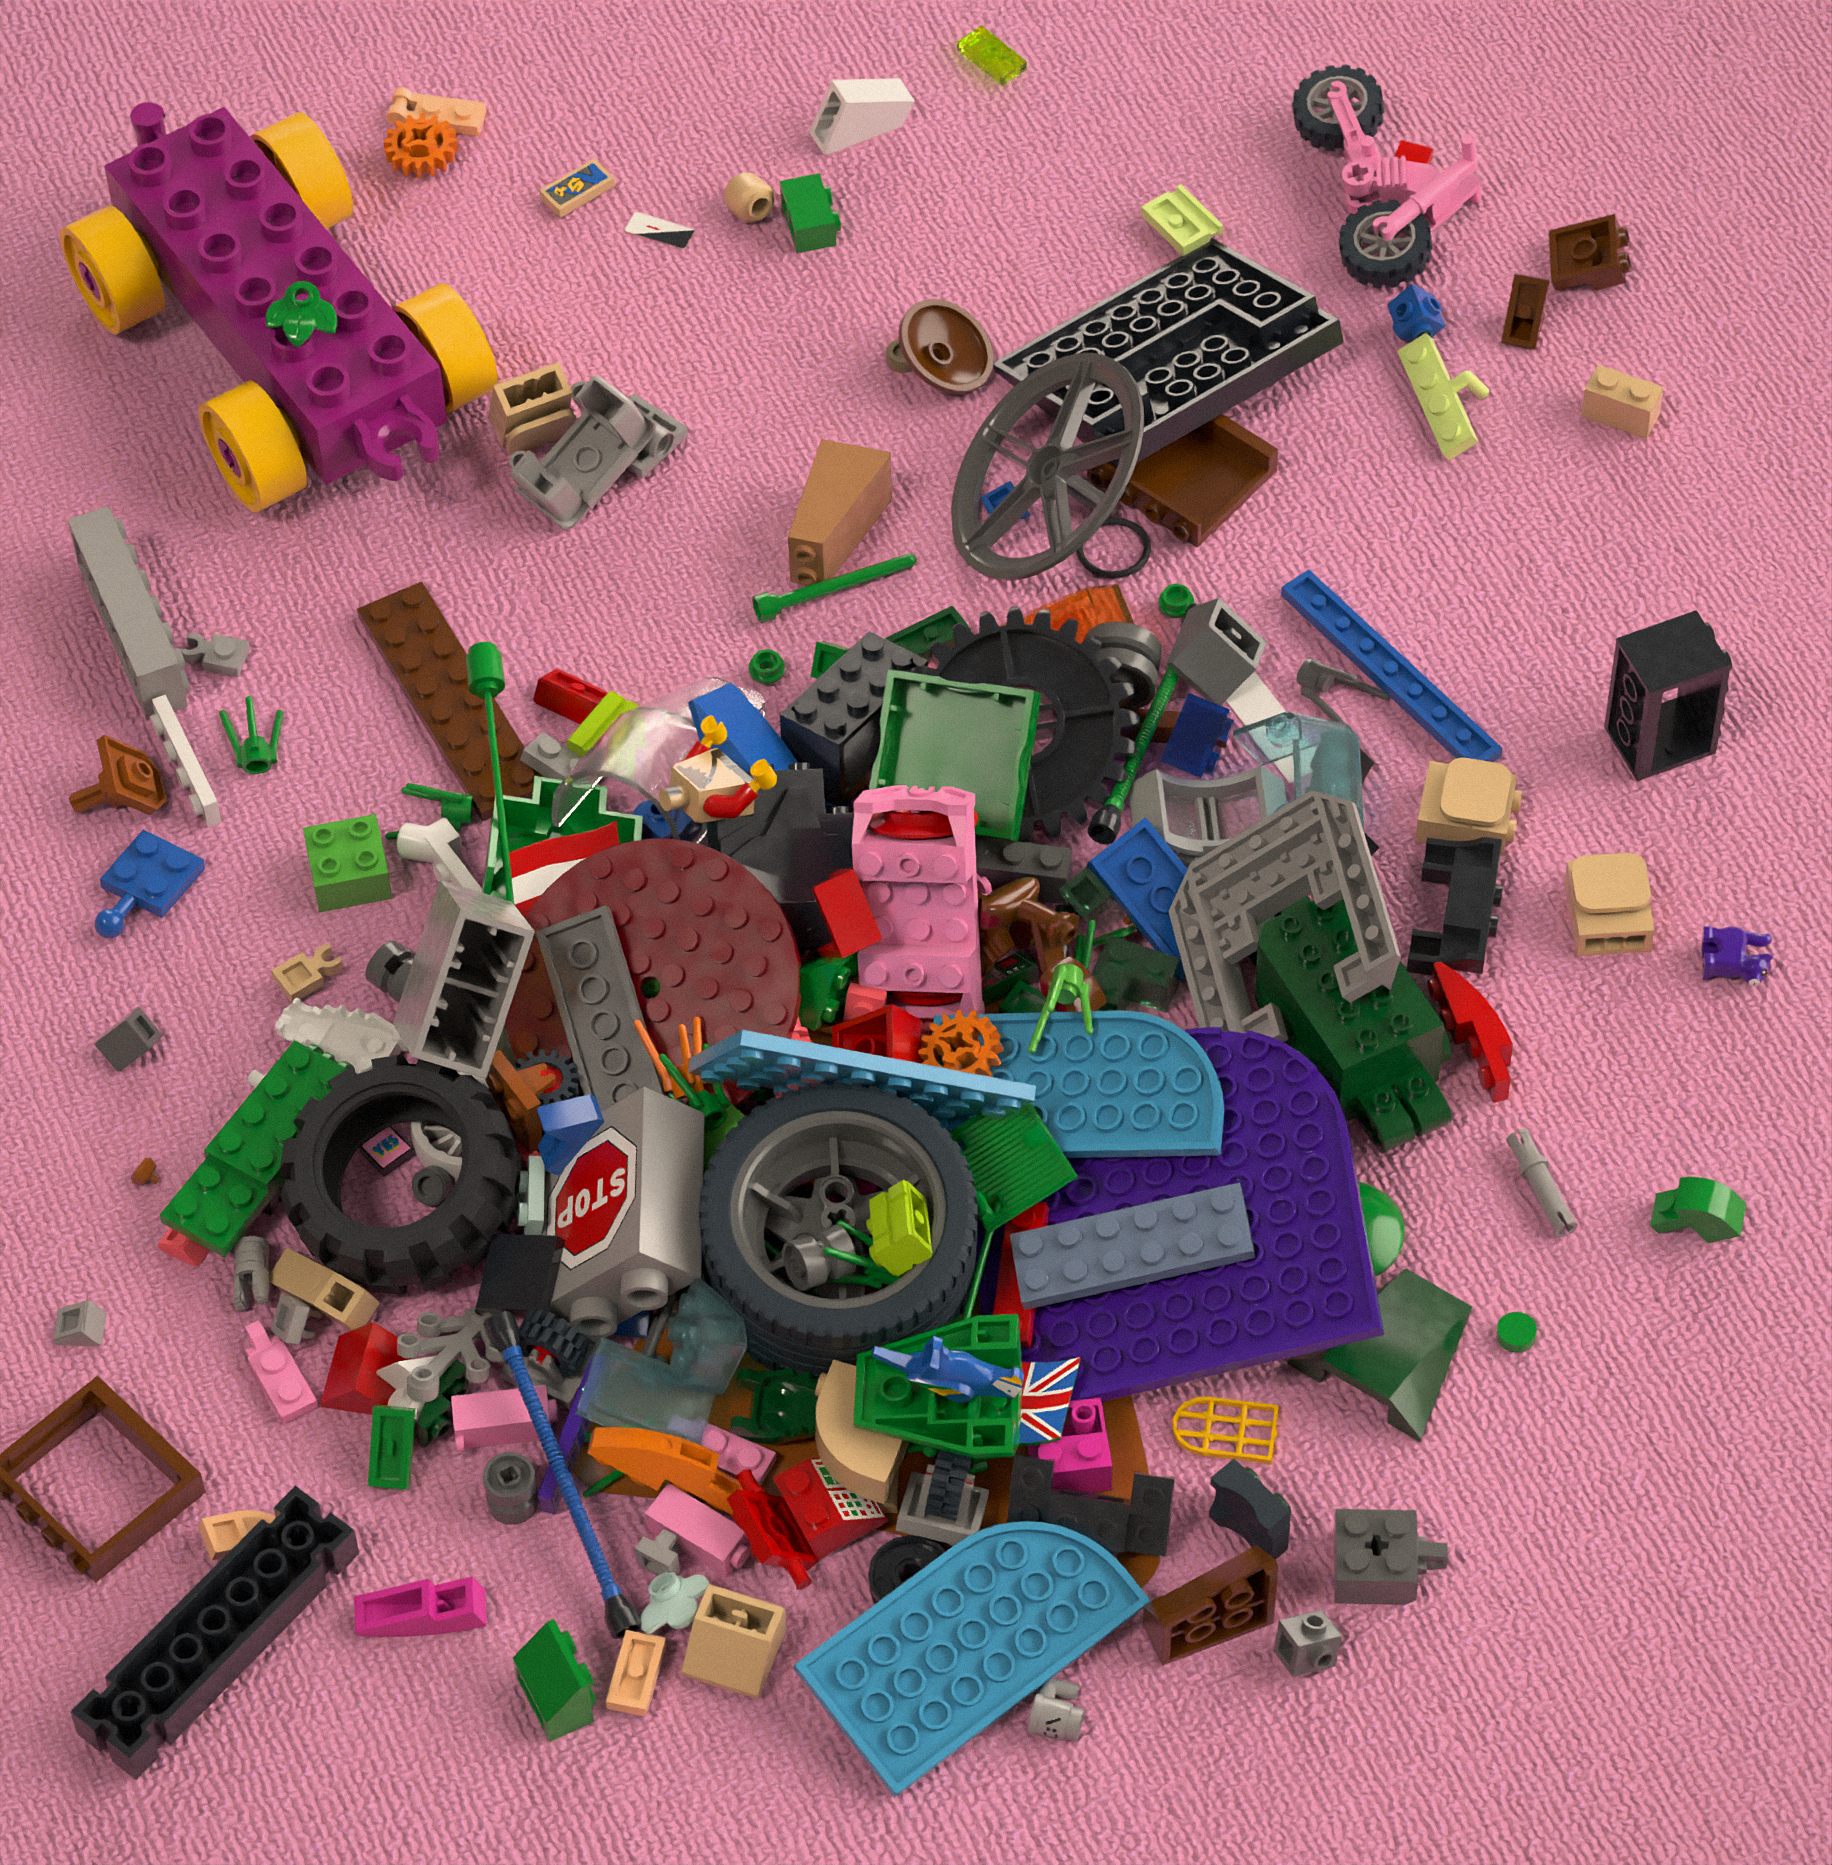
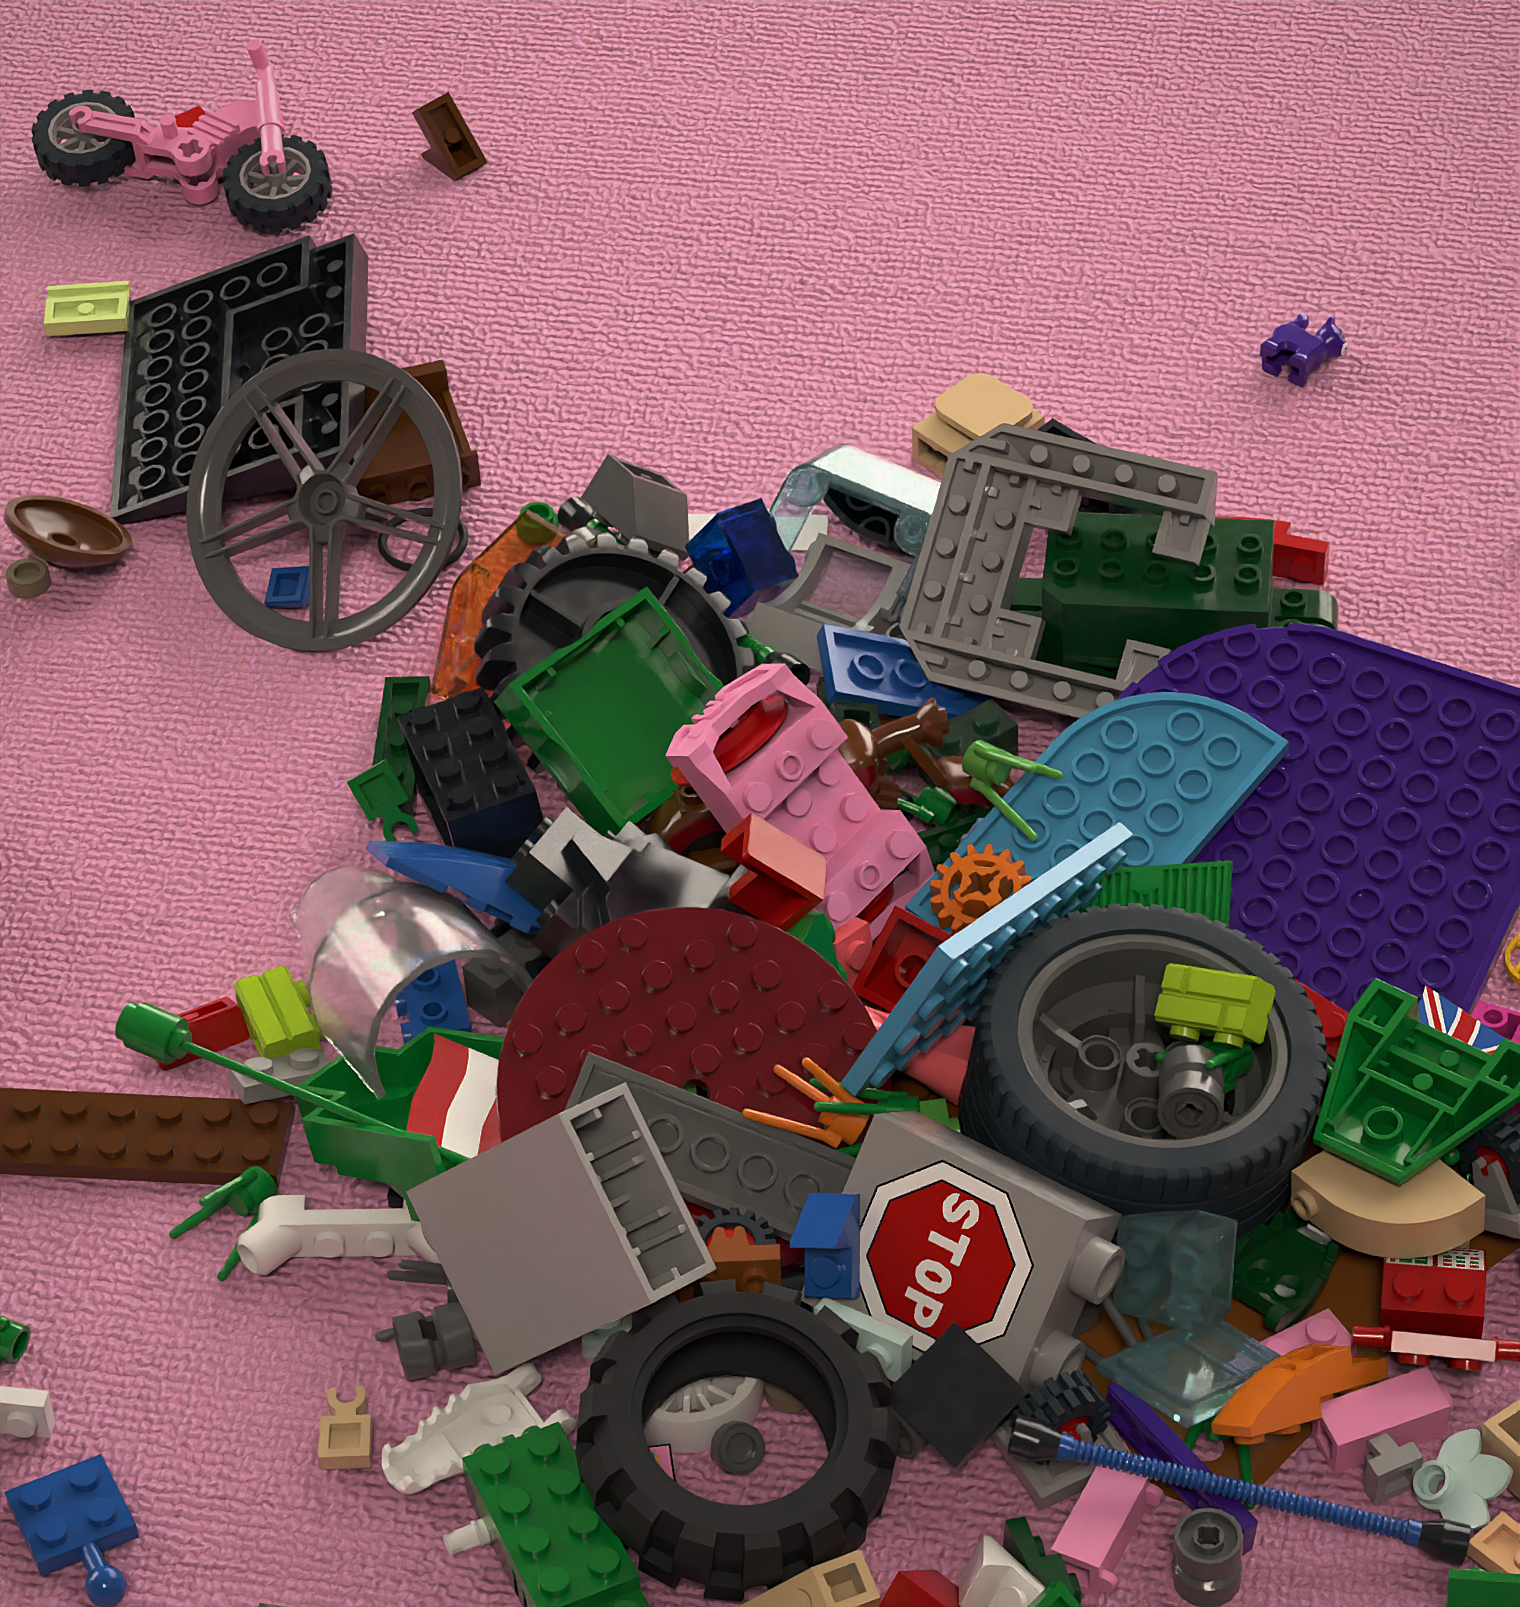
camera: 55 degrees left, 10 degrees down
(347, 863) = (236, 1319): bright green brick -> none
(424, 1380) = (961, 1490): light grey plant -> none
(711, 784) = (517, 892): torso -> none
(766, 659) = (313, 856): green plate -> none
(769, 605) = (239, 818): green piece -> none
(837, 508) = (181, 700): medium nougat slope -> none
(953, 1372) = (1415, 1056): blue animal -> none
(1132, 1246) = (1340, 867): sand blue plate -> none
(1319, 677) = (729, 465): dark grey plant -> none
(1389, 669) = (766, 416): blue plate -> none
(1415, 314) = (379, 205): blue brick -> none
(1439, 395) = (482, 238): yellowish green plate -> none
(1534, 1169) = (1451, 588): light grey pin -> none
(1589, 254) = (424, 69): reddish brown plate -> none
(1609, 904) = (1176, 394): tan brick -> none
(1622, 401) = (614, 128): tan brick -> none
(1656, 660) = (1006, 226): black hose -> none

